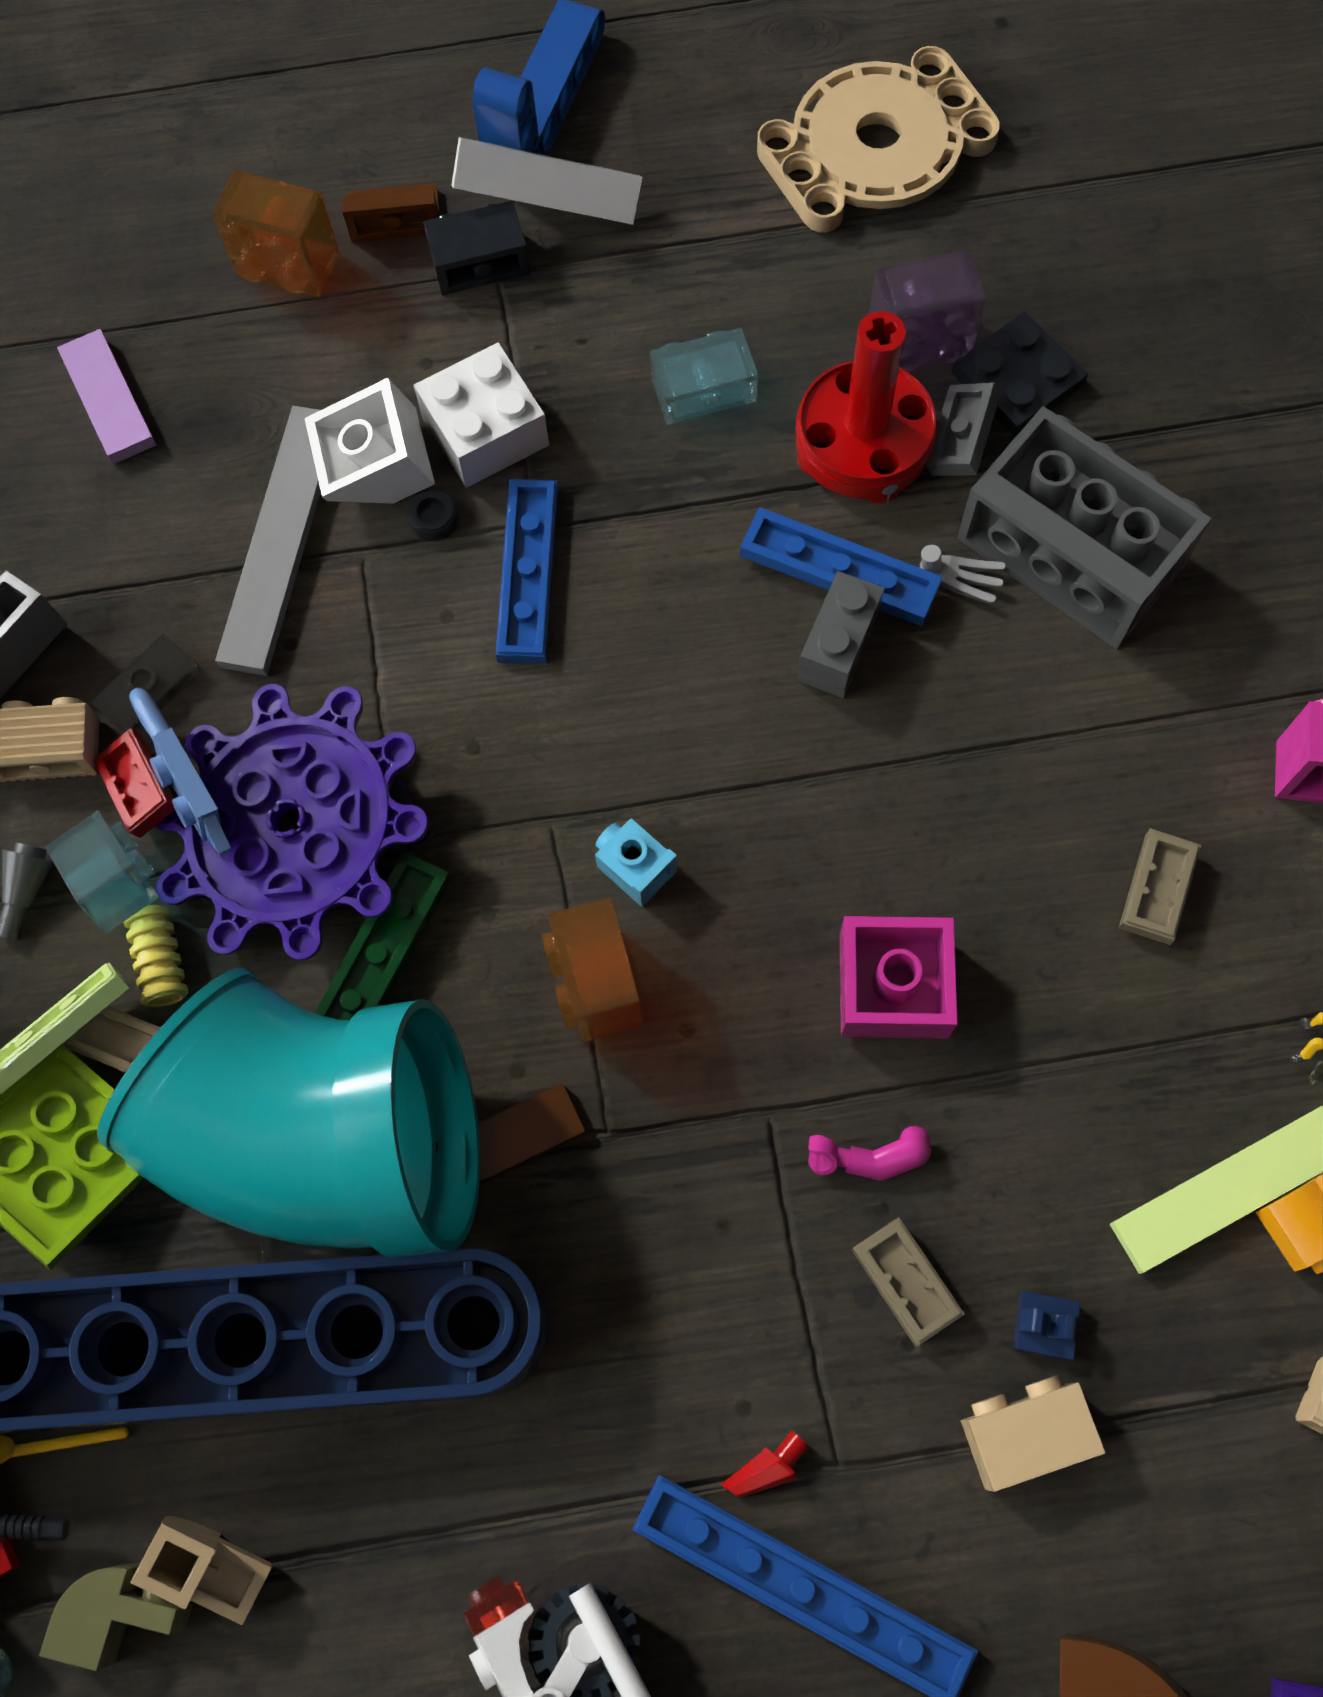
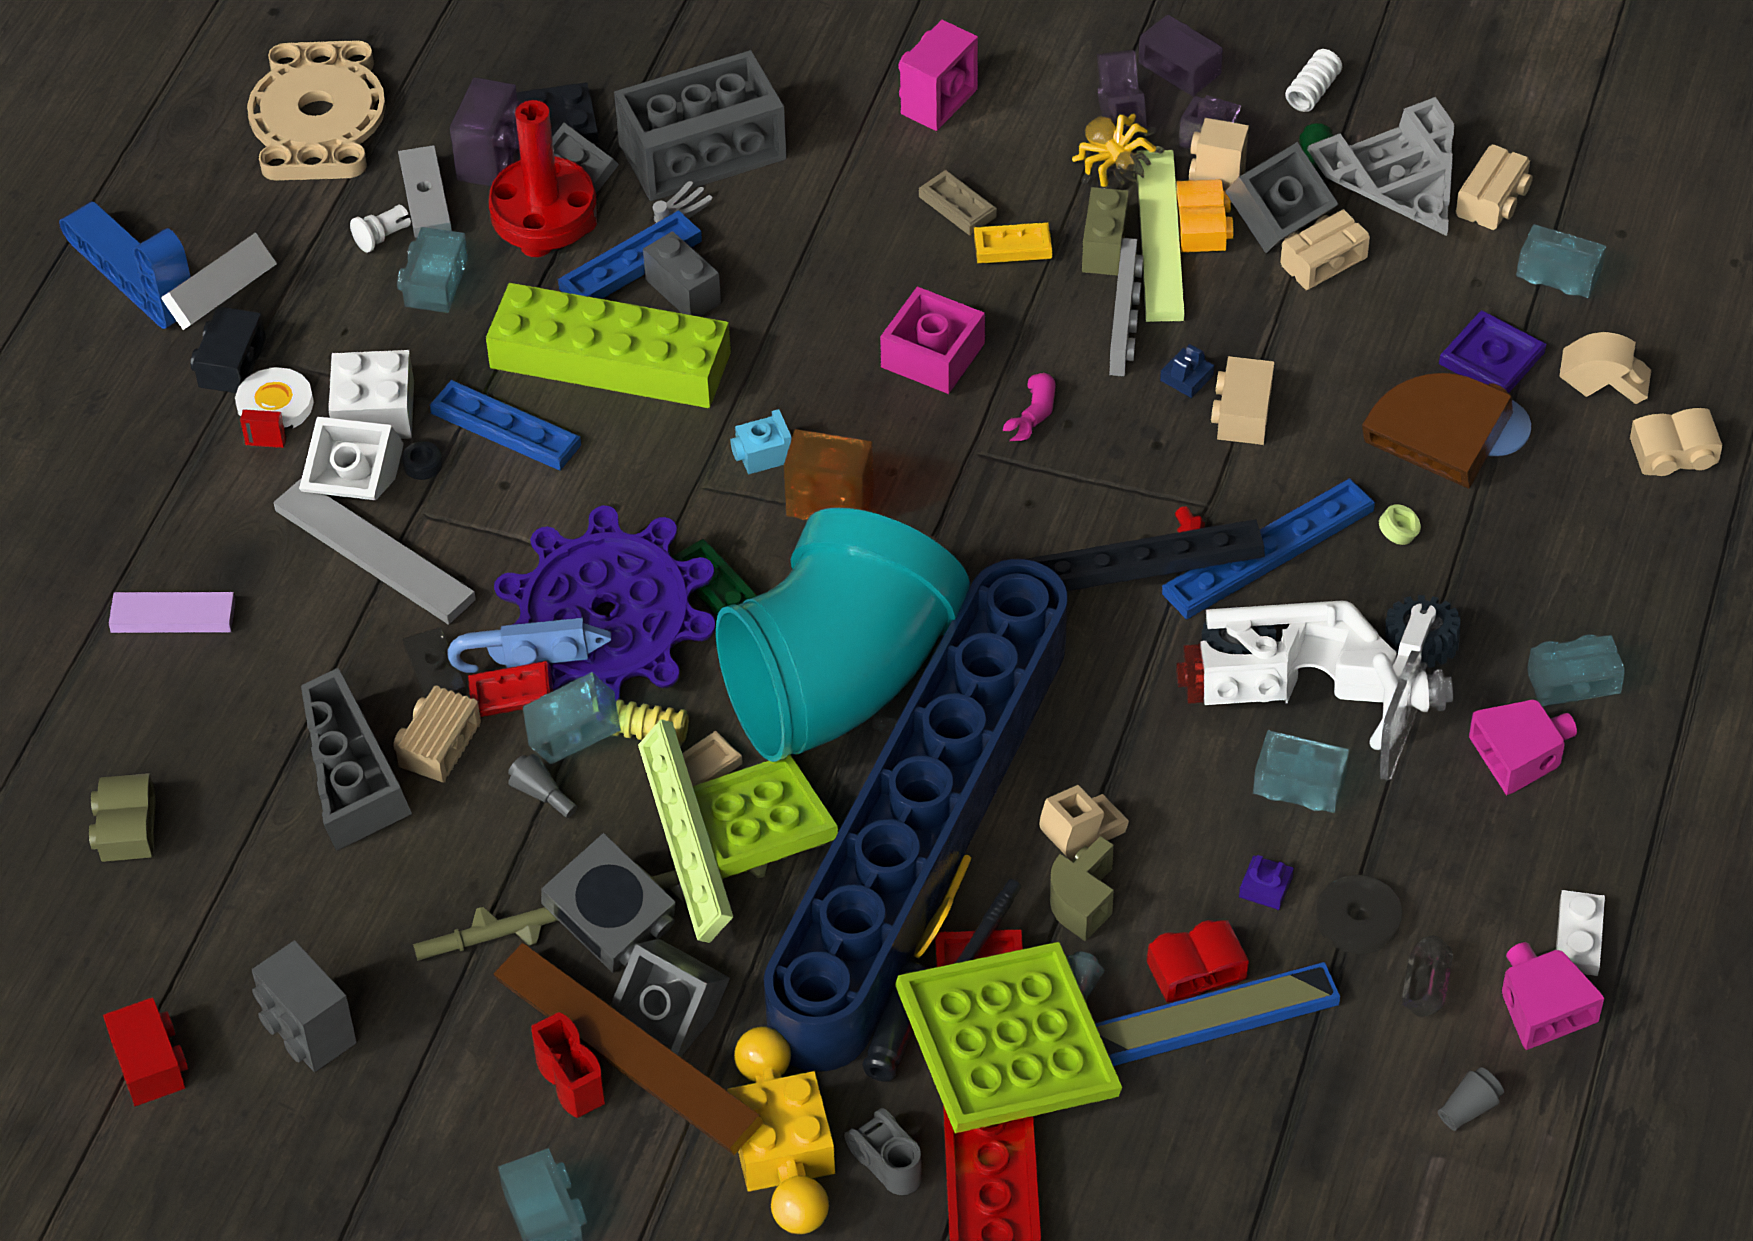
camera: 65 degrees left, 20 degrees down
(276, 233) = (133, 446): clear orange brick -> none
(385, 338) = (263, 428): none -> red tile
(390, 211) = (152, 389): reddish brown panel -> none
(440, 327) = (277, 391): none -> white tile
(681, 1436) = (1156, 555): none -> black plate
(690, 616) = (609, 345): none -> lime brick
(738, 289) = (375, 228): none -> white pin
(814, 304) = (424, 189): none -> light grey tile
(907, 1282) = (1121, 421): dark tan plate -> none
(1083, 1199) = (1124, 318): none -> light grey plate
(1133, 989) = (1012, 243): none -> yellow plate
(1218, 1098) = (1104, 230): none -> olive brick

